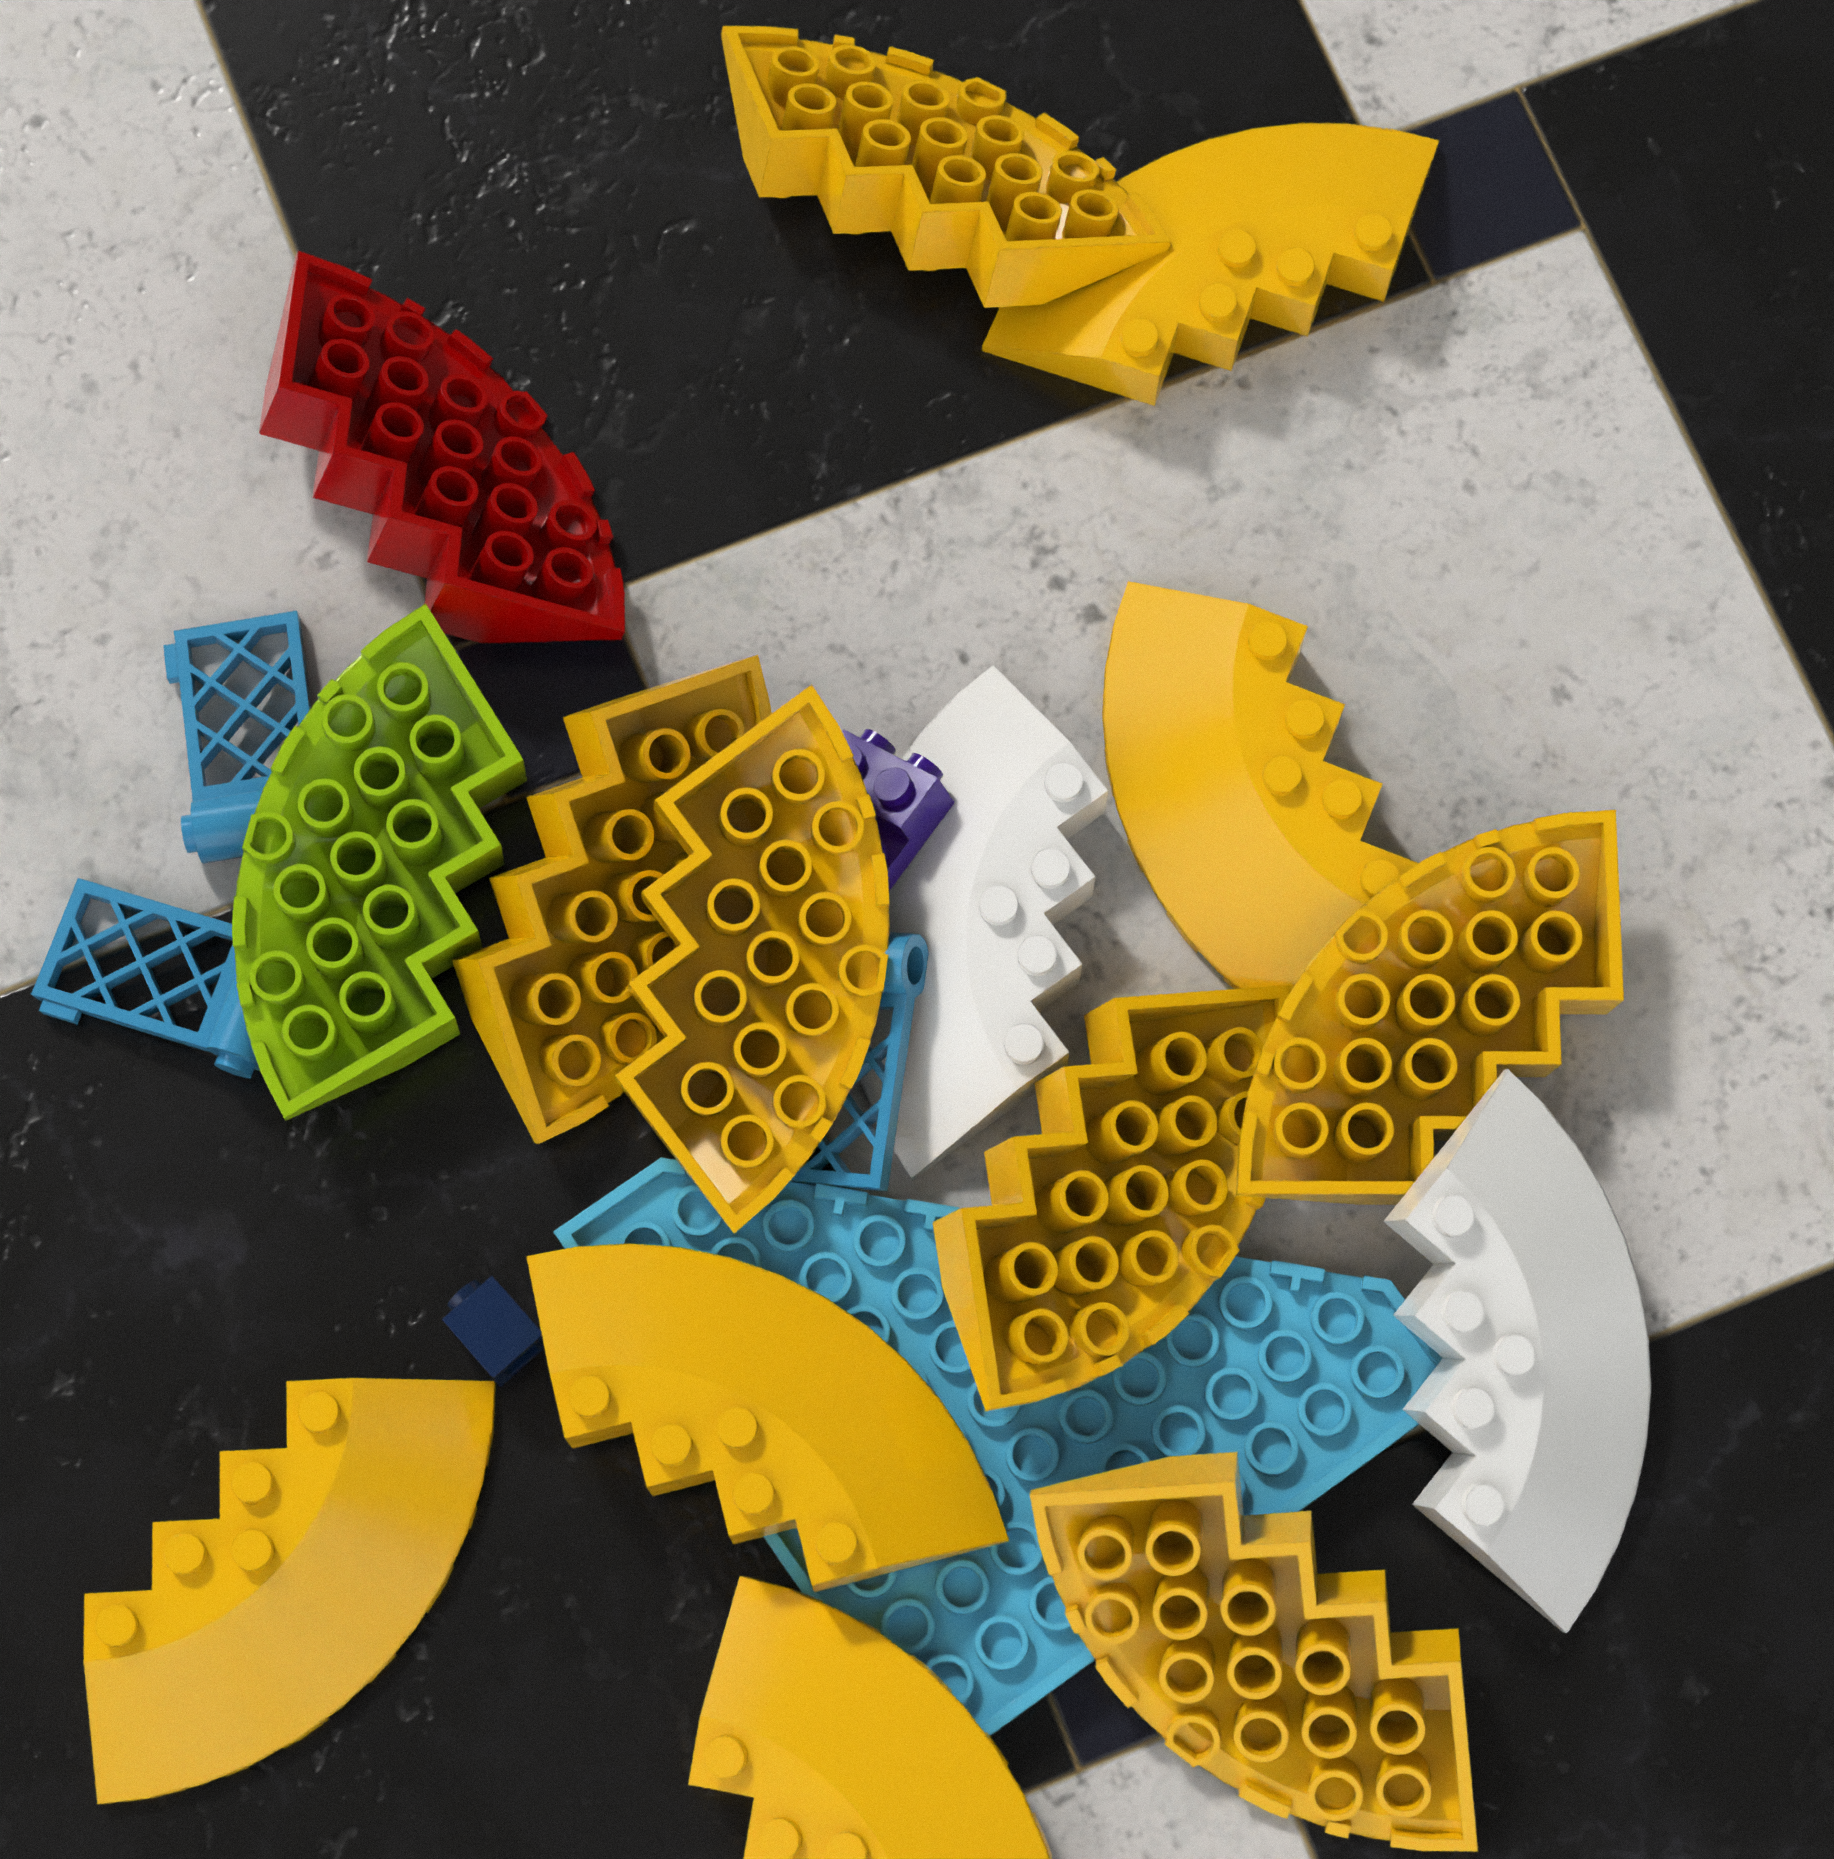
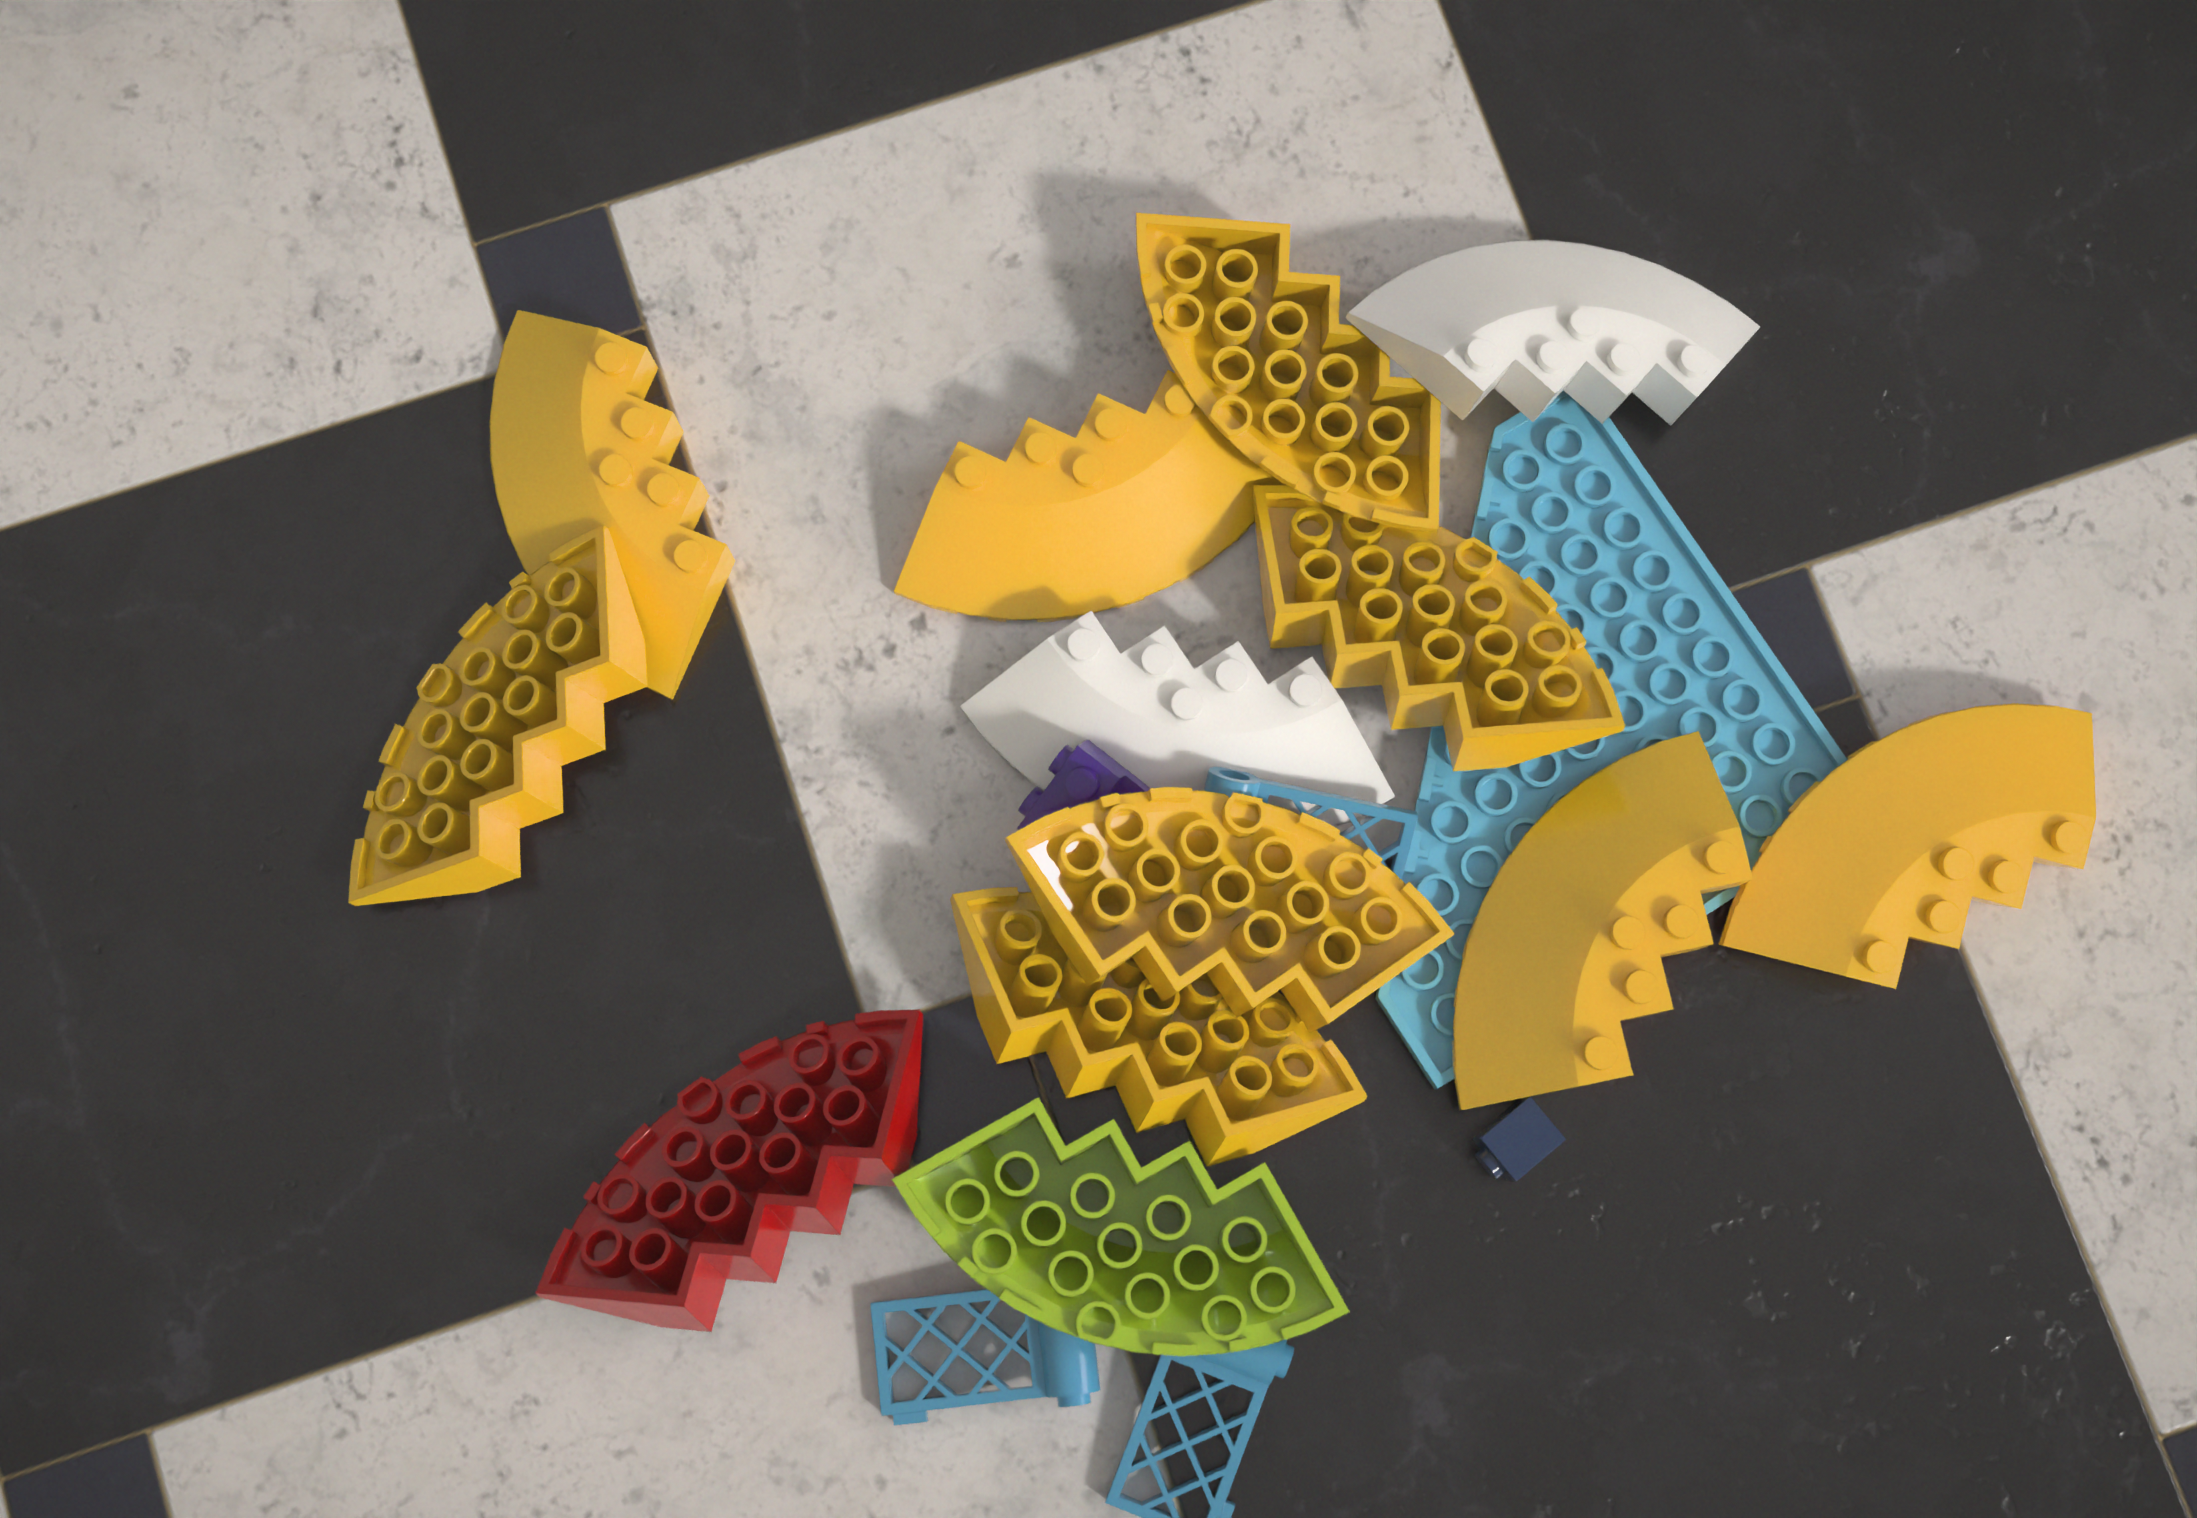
camera: 90 degrees left, 5 degrees up
(296, 1588) = (1726, 1314): yellow brick -> none
(1256, 1657) = (1785, 544): yellow brick -> none

